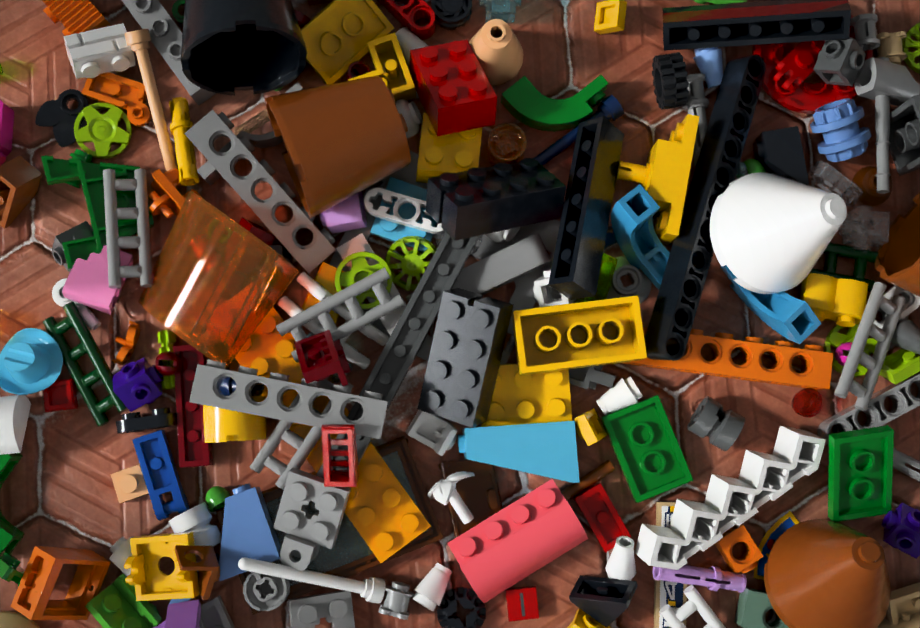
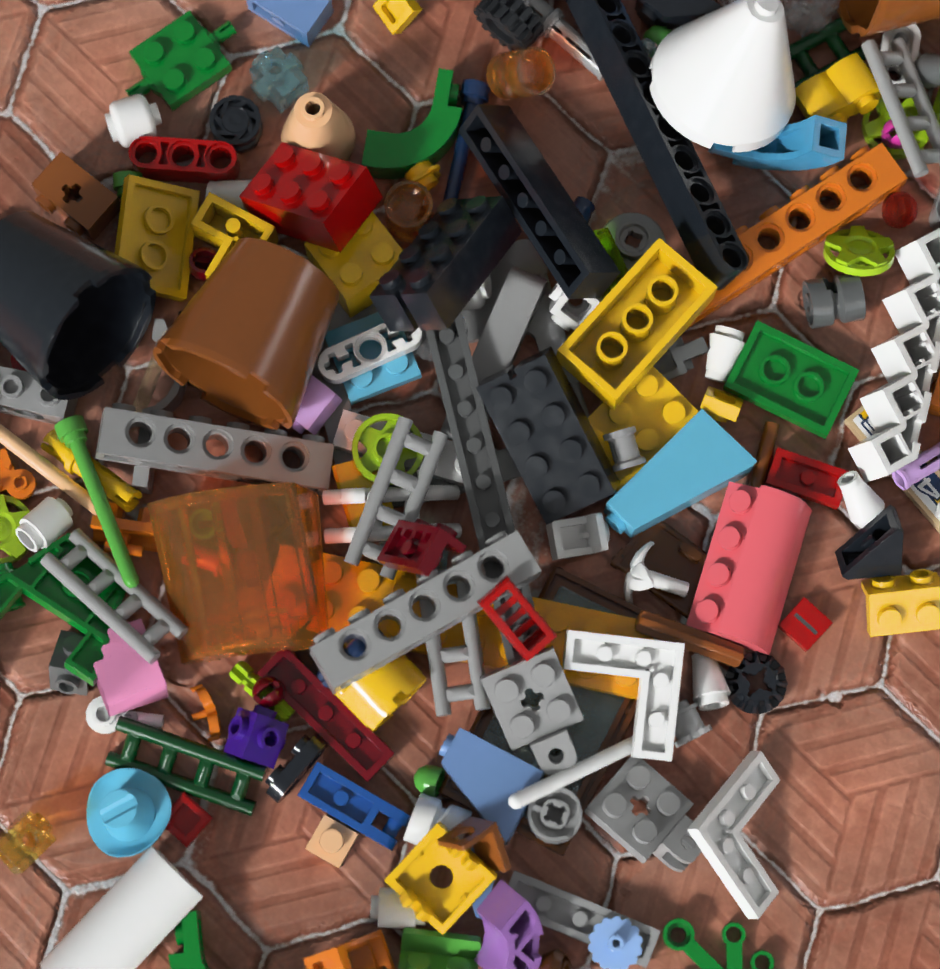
camera: 40 degrees left, 5 degrees down
(129, 149) = (44, 524): none -> white brick
(189, 110) = (73, 433): none -> bright green piece
(403, 549) = (659, 674): none -> white plate
(411, 262) = (415, 394): lime wheel -> none
(441, 553) = (694, 639): none -> dark orange axle
(504, 404) = (624, 448): none -> light grey bush
(535, 132) = (425, 174): none -> yellow plate
(636, 235) = (606, 189): dark azure arch -> none
(648, 119) = (521, 73): none -> clear orange wheel
(666, 176) = (587, 114): yellow brick -> none
(760, 405) = (857, 249): none -> lime wheel

